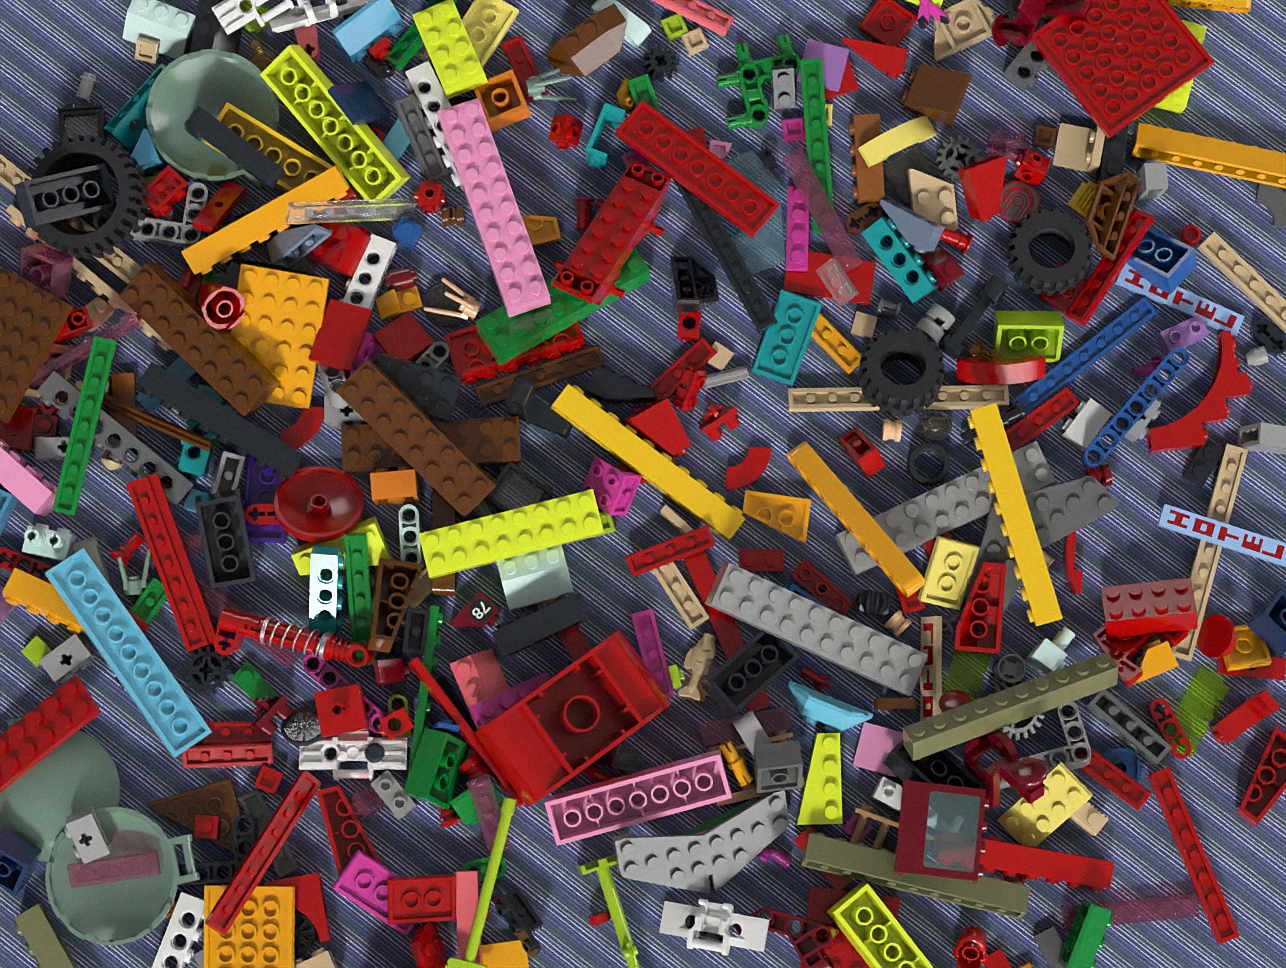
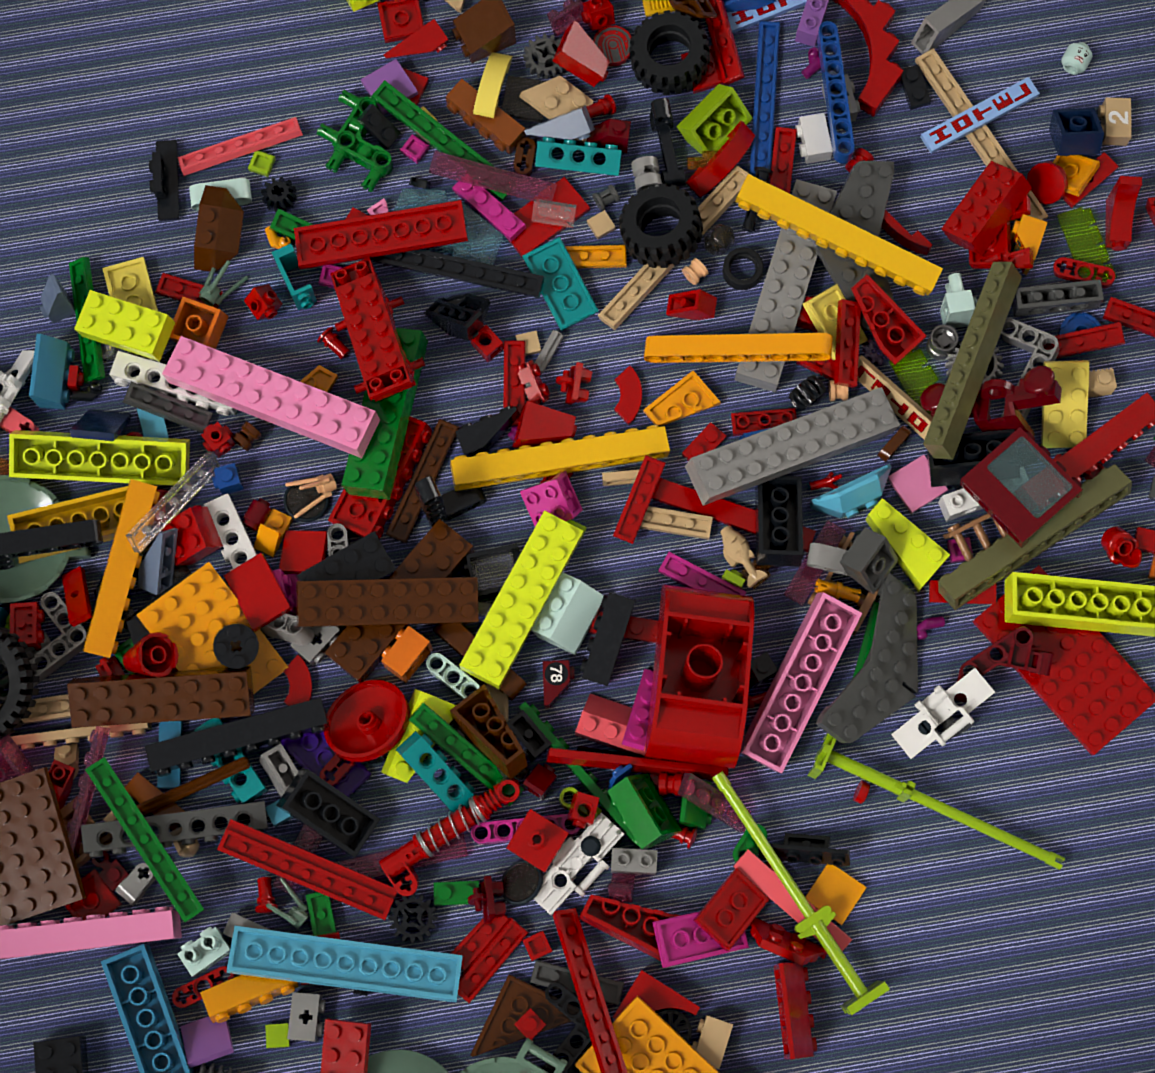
camera: 40 degrees left, 5 degrees down
(290, 346) = (237, 658): none -> black brick
(694, 41) = (285, 159): tan tile -> none
(938, 598) = (847, 343): none -> red plate

